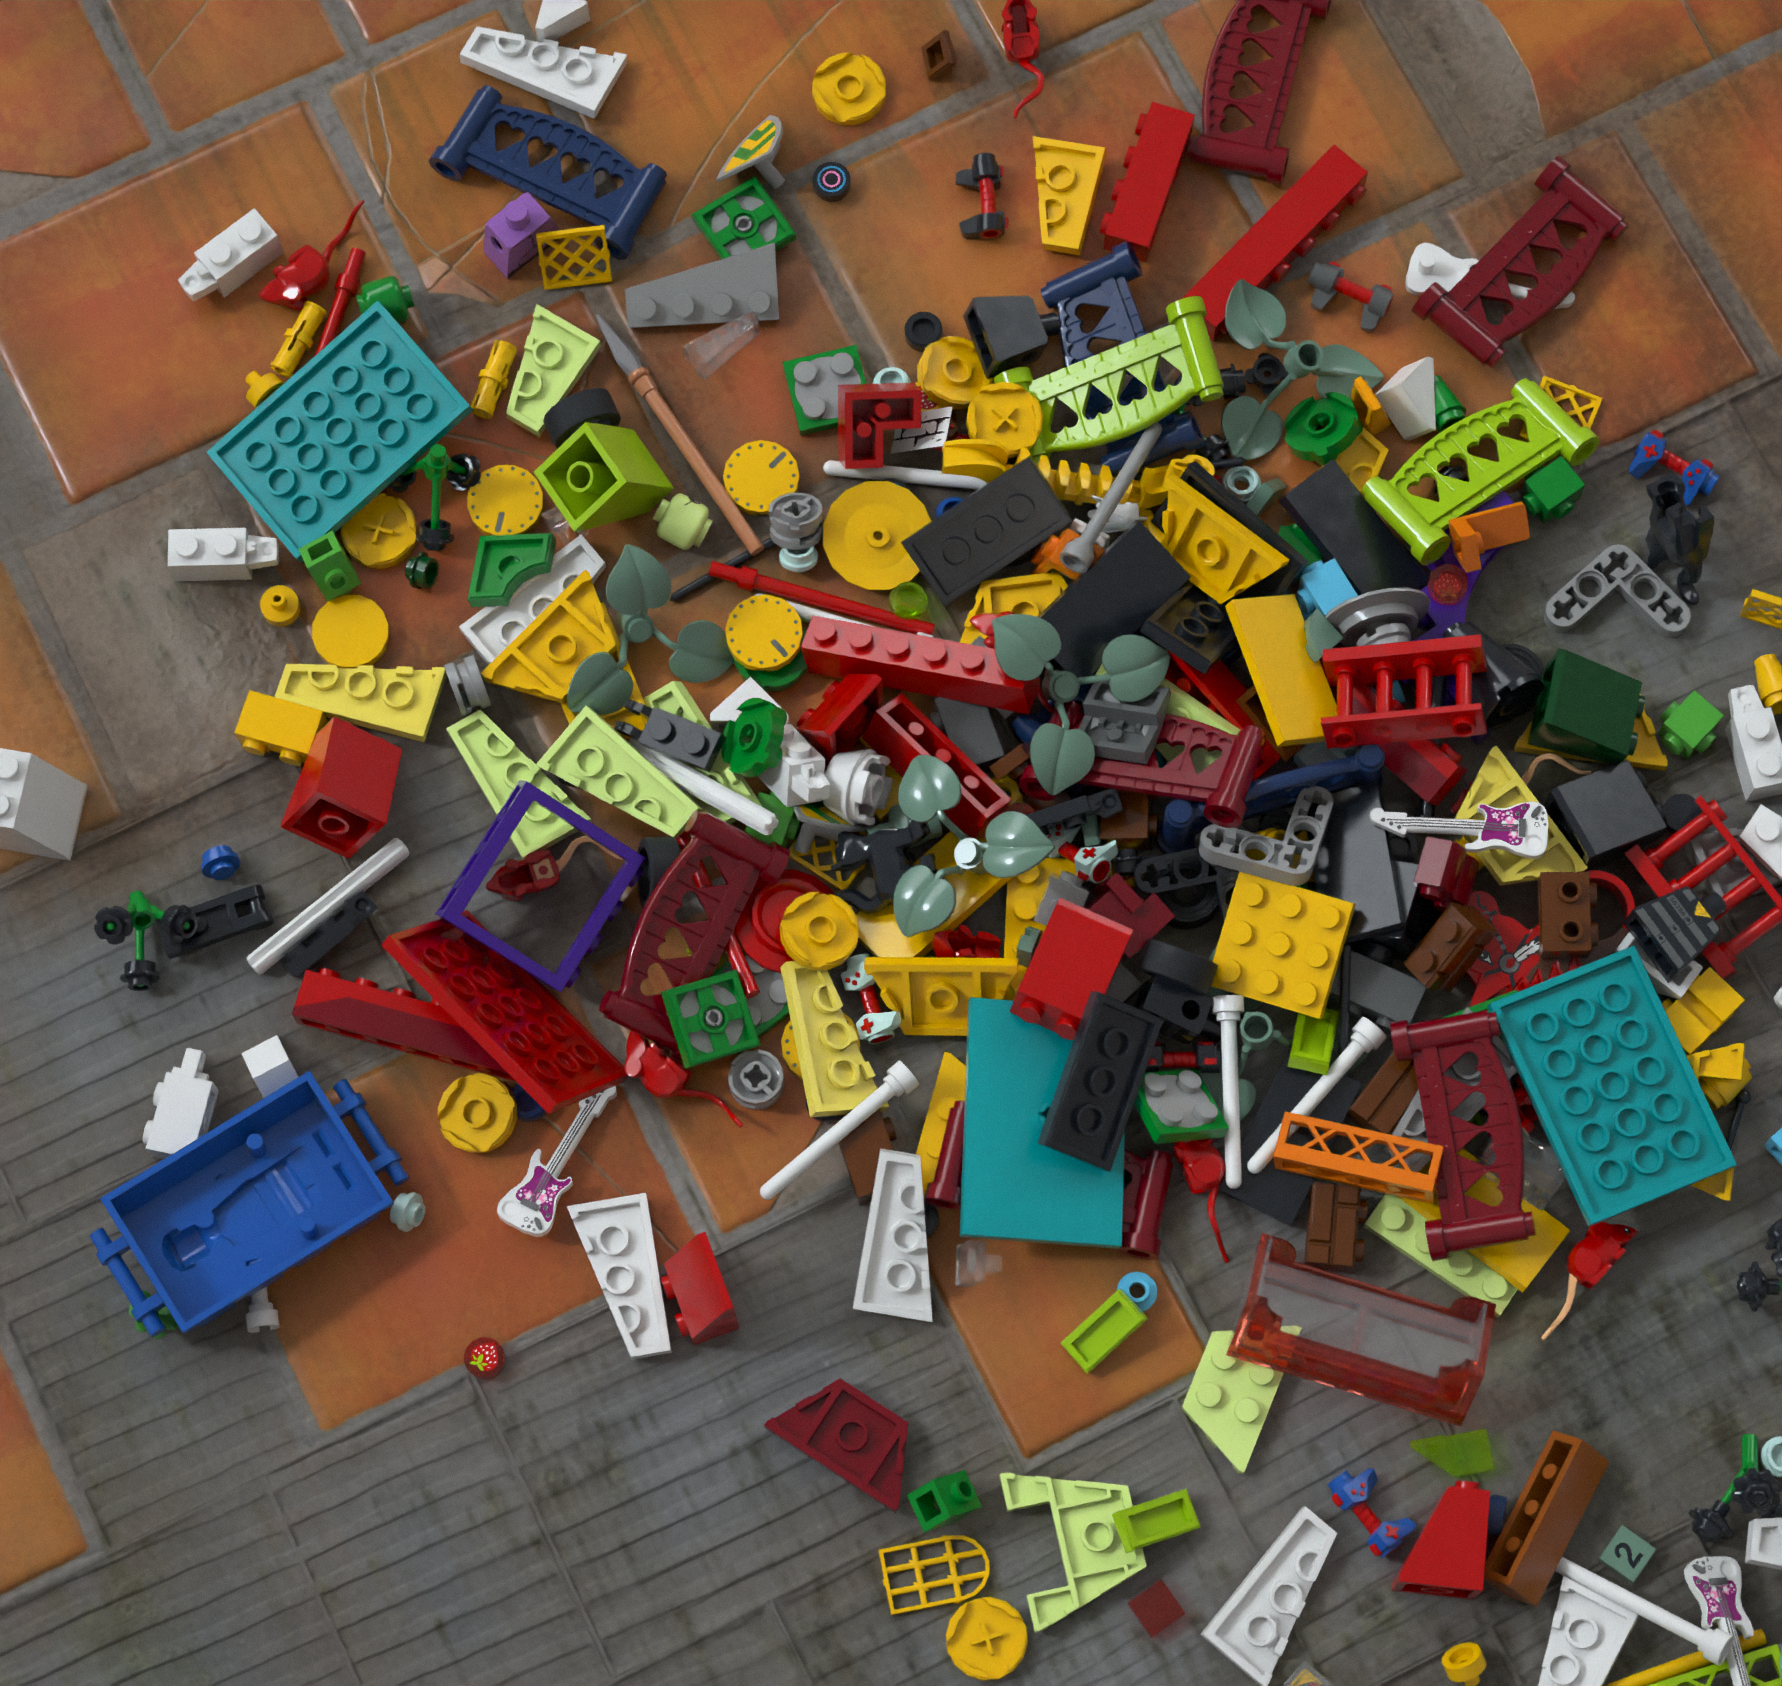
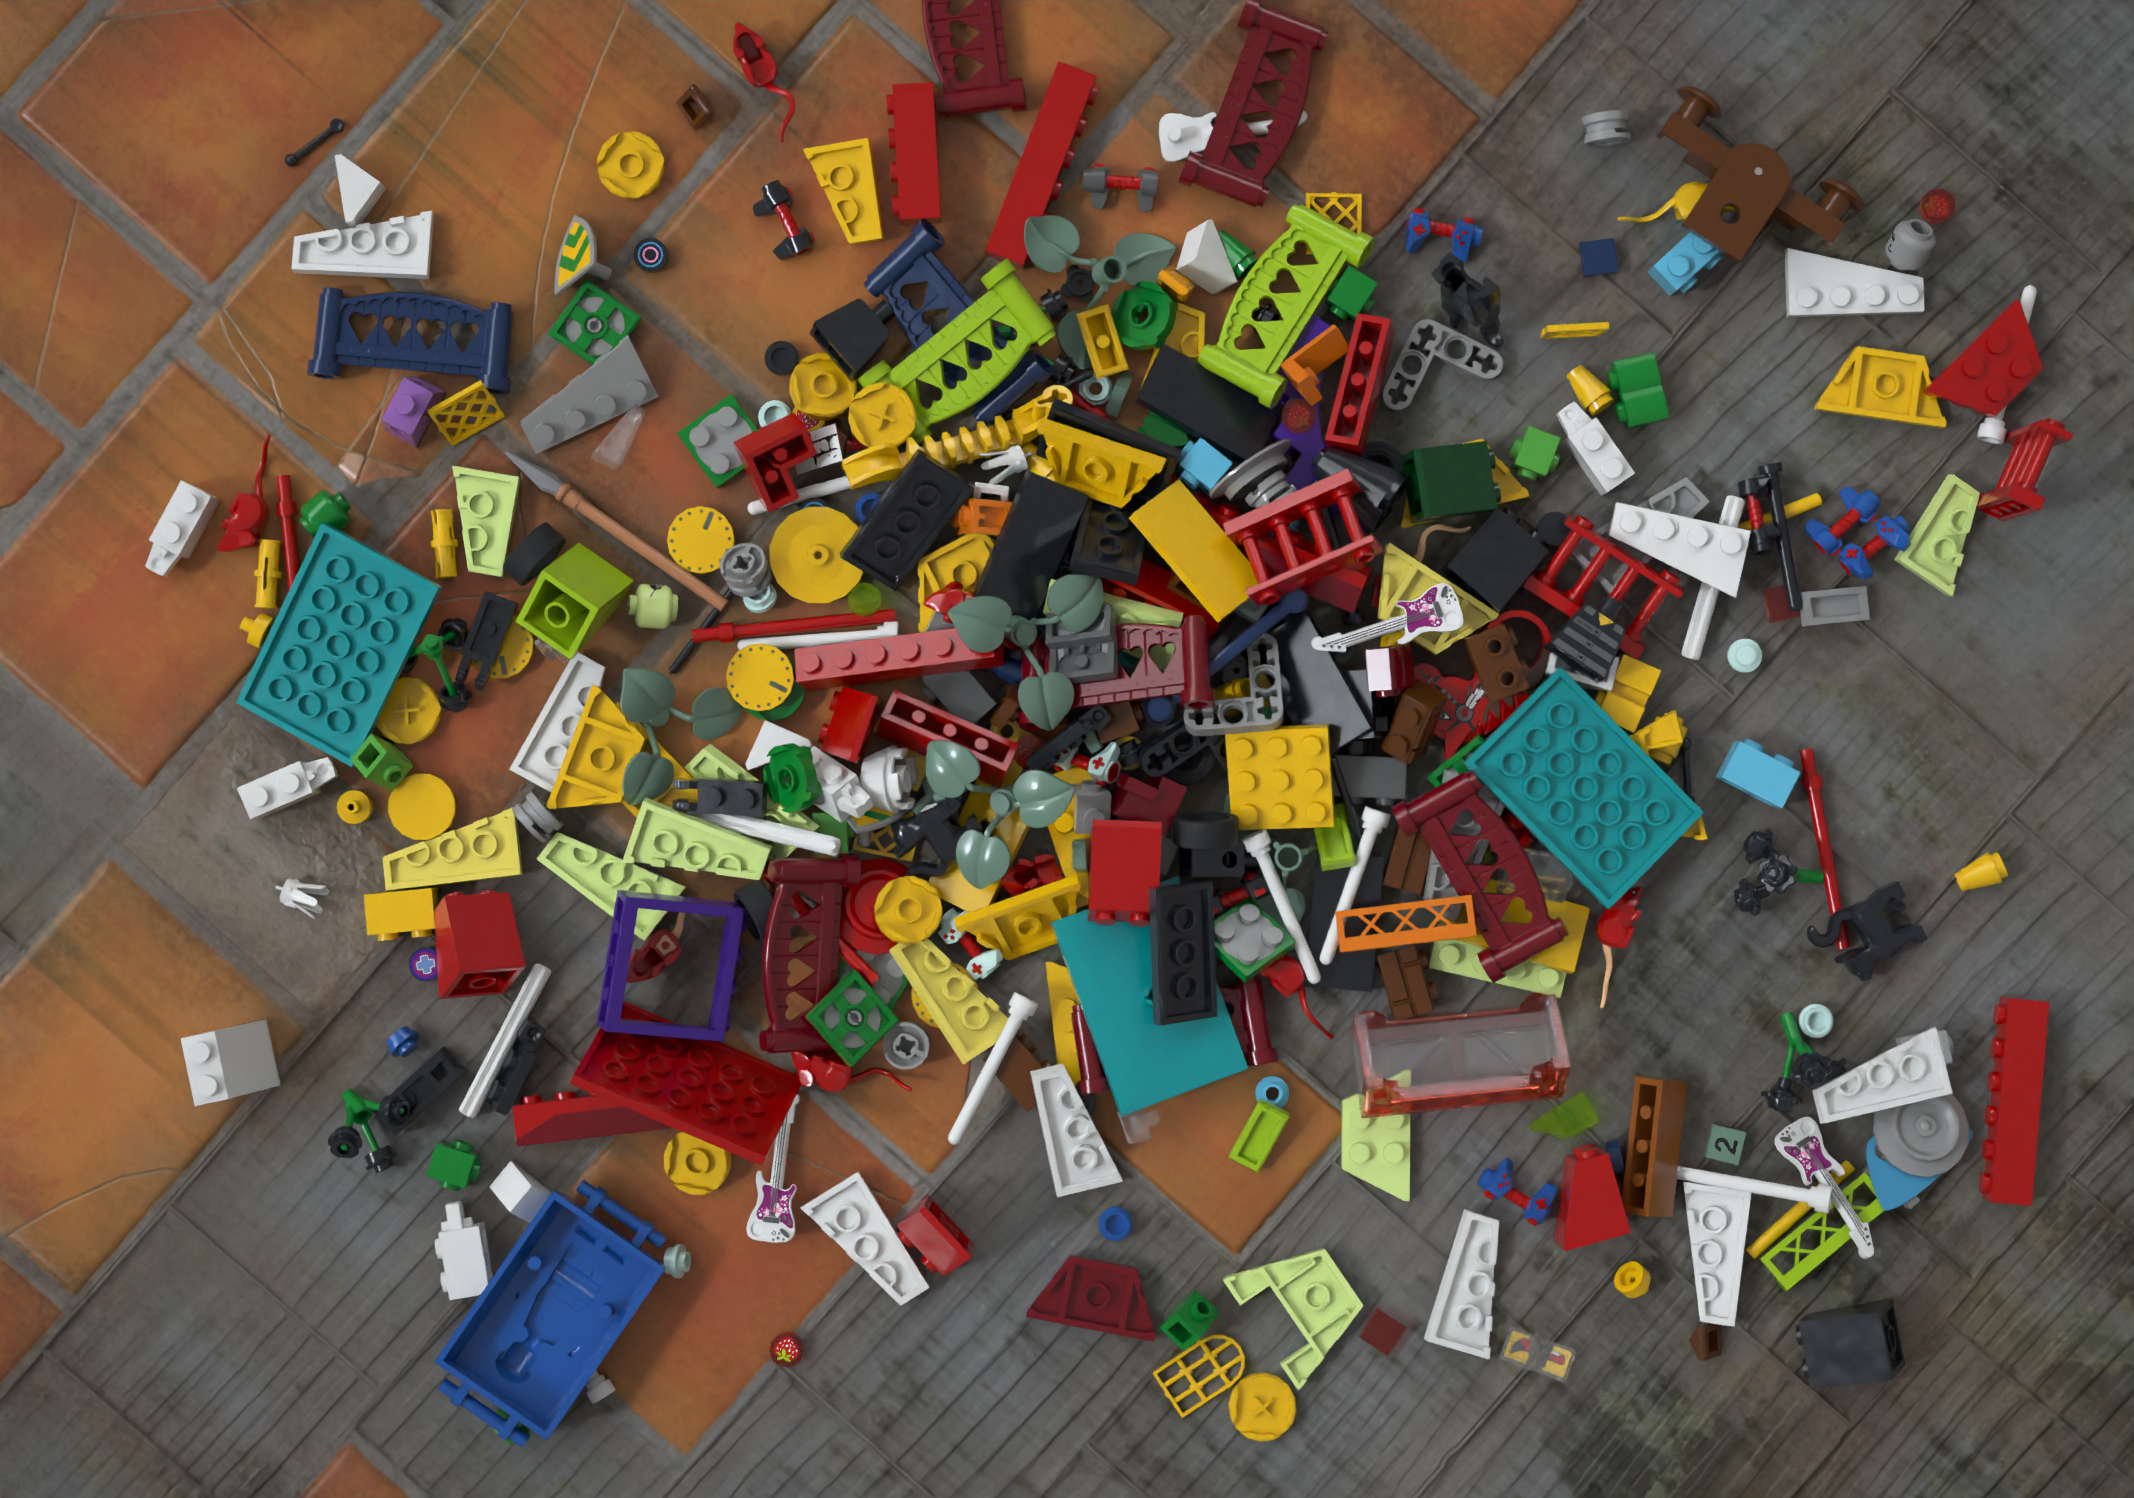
camera: 30 degrees left, 15 degrees up
(179, 668) = (294, 895): none -> white piece
(216, 1012) = (455, 1164): none -> green brick
(277, 793) = (424, 964): none -> tile
(422, 571) = (457, 732): dark green plate -> none
(494, 484) = (486, 637): none -> black hinge
(506, 563) = (524, 700): green tile -> none
(905, 1366) = (1115, 1223): none -> blue plate
(1079, 553) = (992, 517): light grey piece -> none
(1156, 1520) = (1357, 1267): lime tile -> none
(1267, 436) = (1102, 341): none -> yellow slope
(1320, 635) = (1214, 508): sand green tile -> none
(1528, 575) = (1360, 384): none -> red brick

